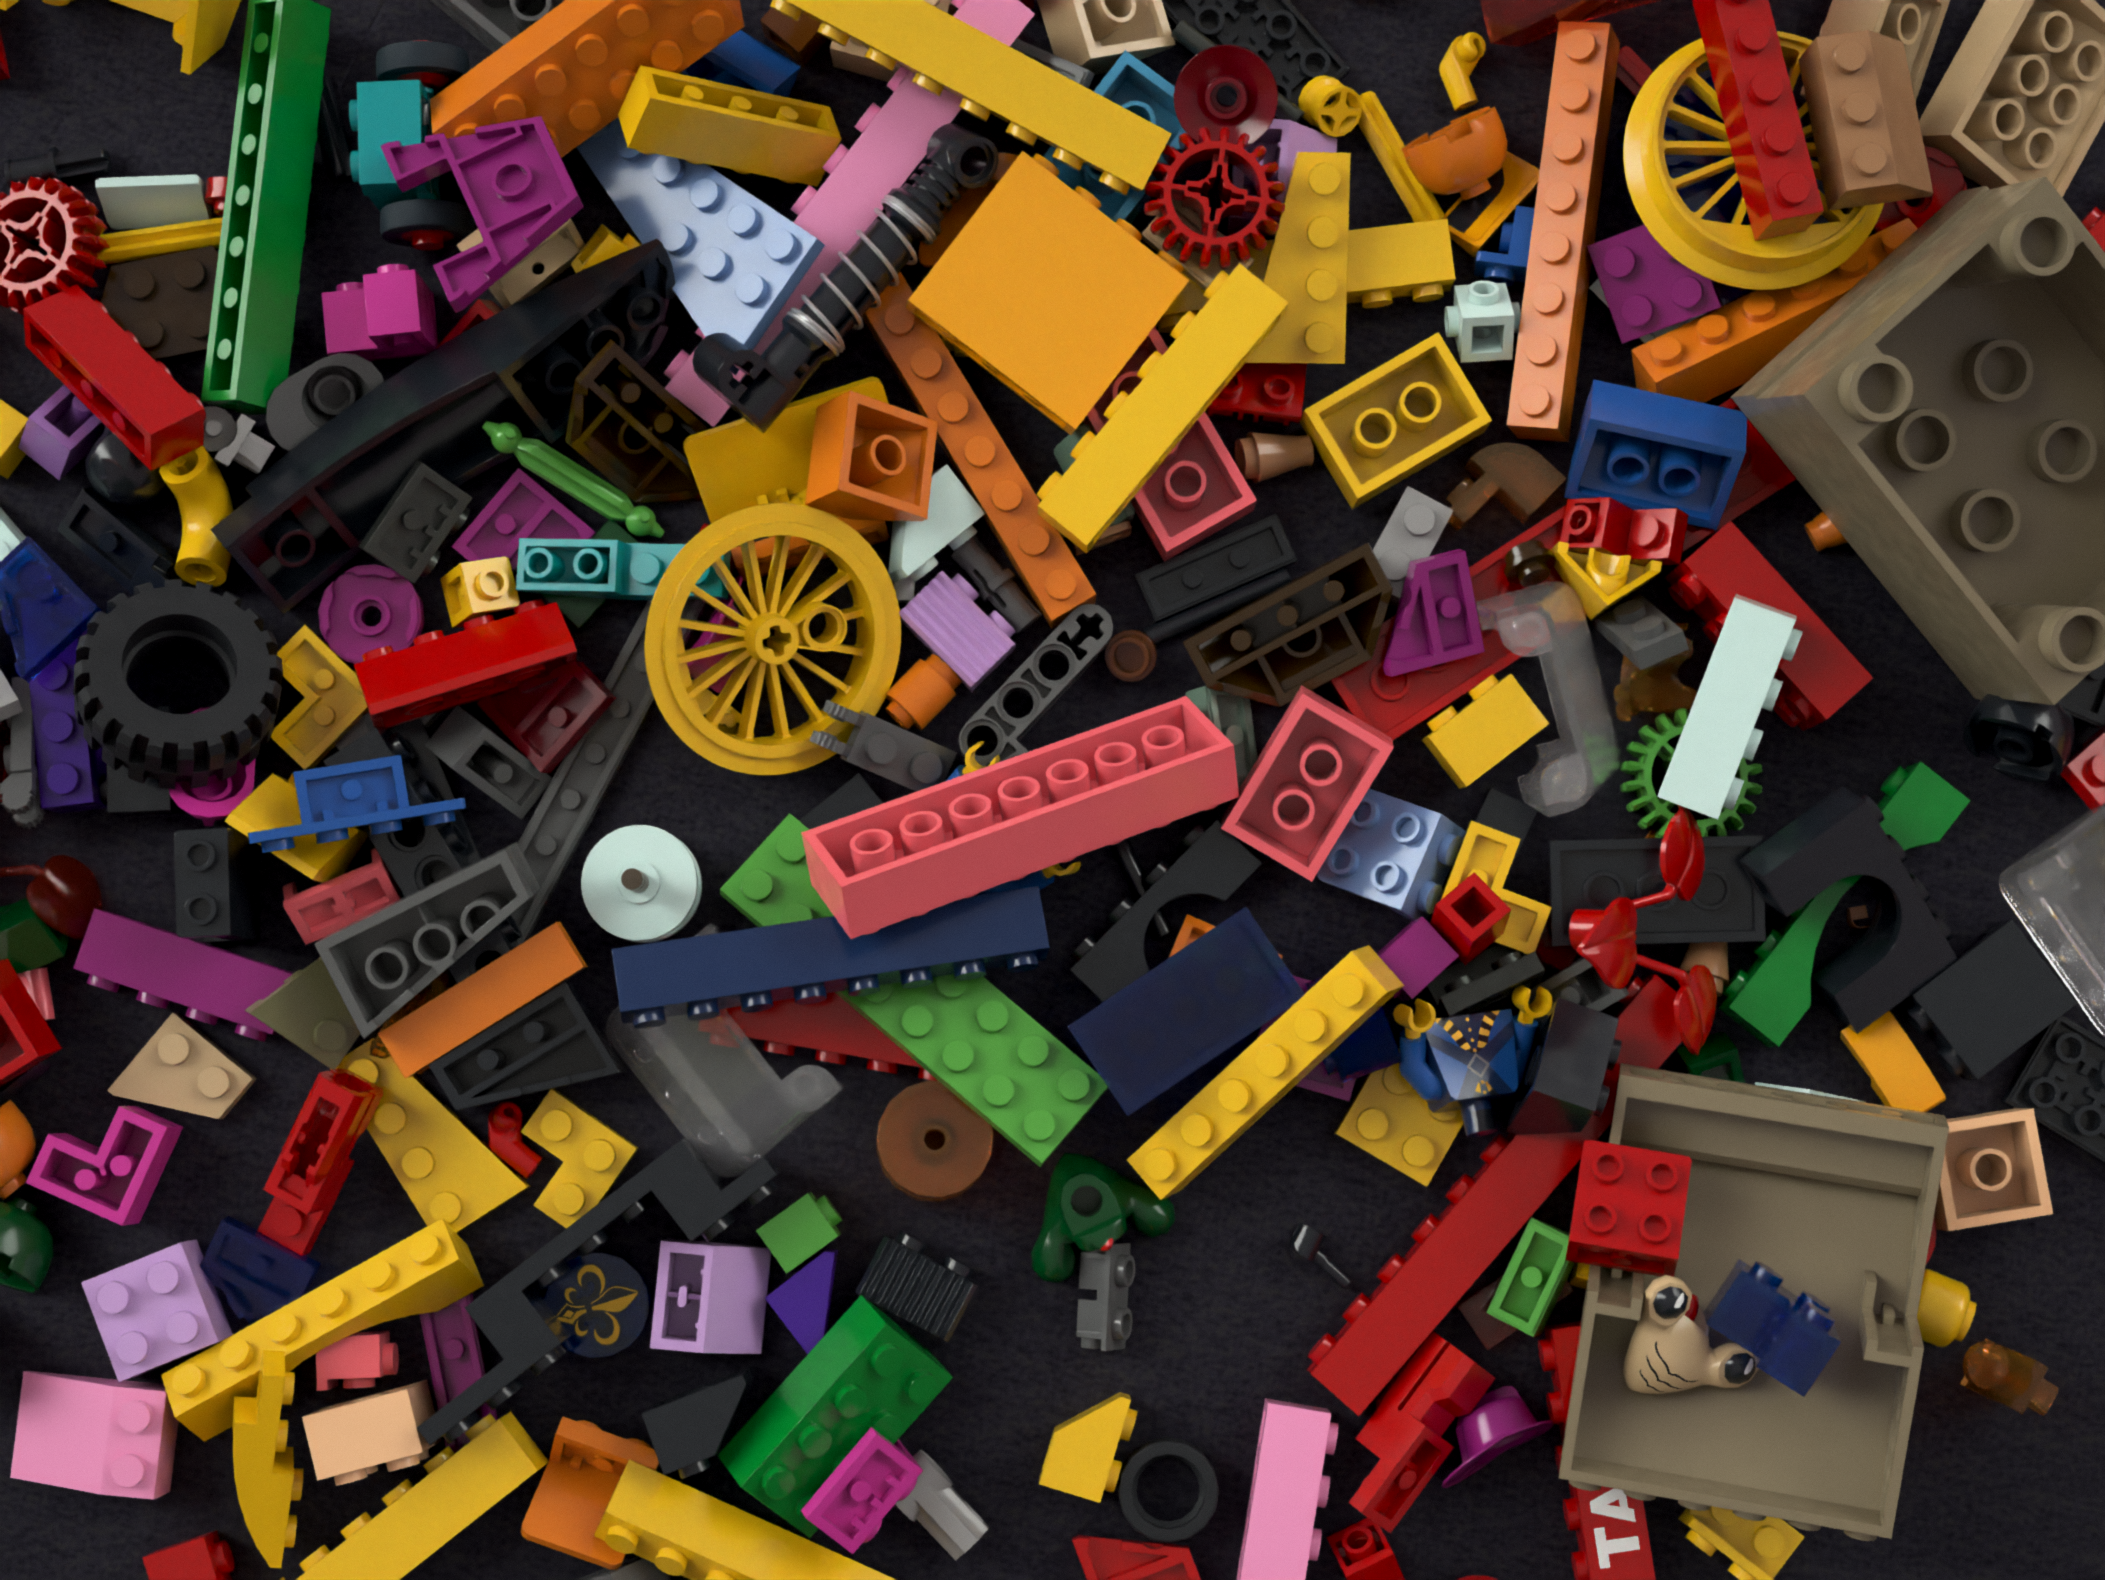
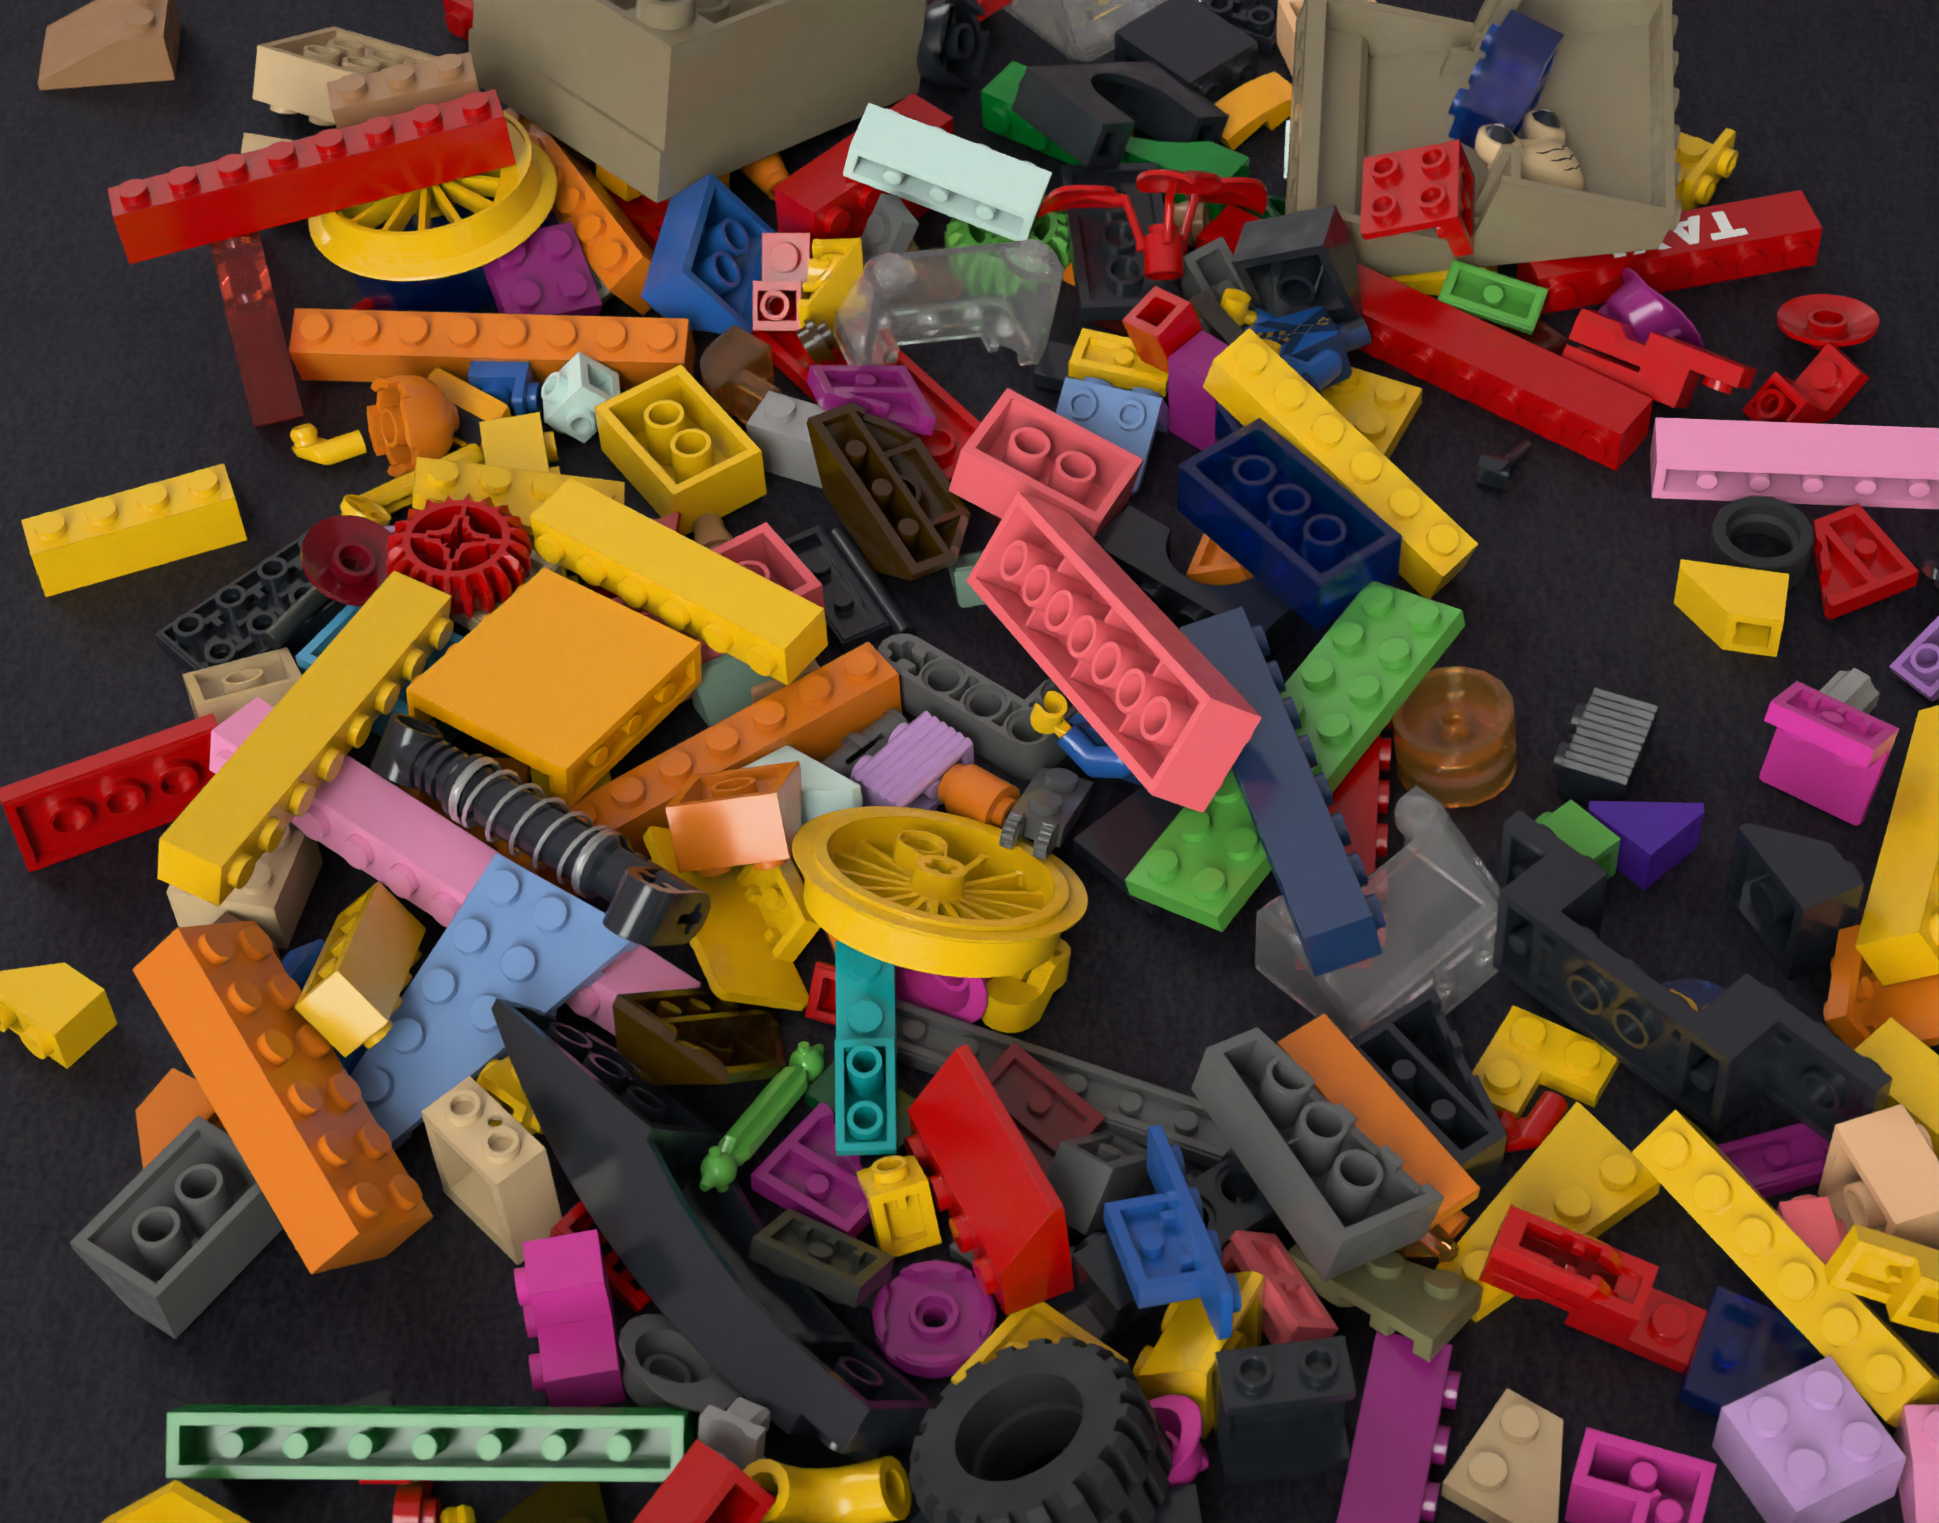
camera: 90 degrees left, 35 degrees down
(400, 111) = (363, 1310): brick -> none
(511, 187) = (427, 1121): magenta wing -> none
(641, 884) = (1213, 997): light aqua wheel -> none
(710, 1297) = (1667, 923): lavender slope -> none
(852, 1380) = (1756, 778): green brick -> none
(1090, 1208) = (1501, 617): dark green head -> none
(1106, 1321) = (1601, 602): dark grey hinge -> none
(1131, 655) = (932, 630): reddish brown plate -> none
(1484, 730) = (978, 365): yellow brick -> none

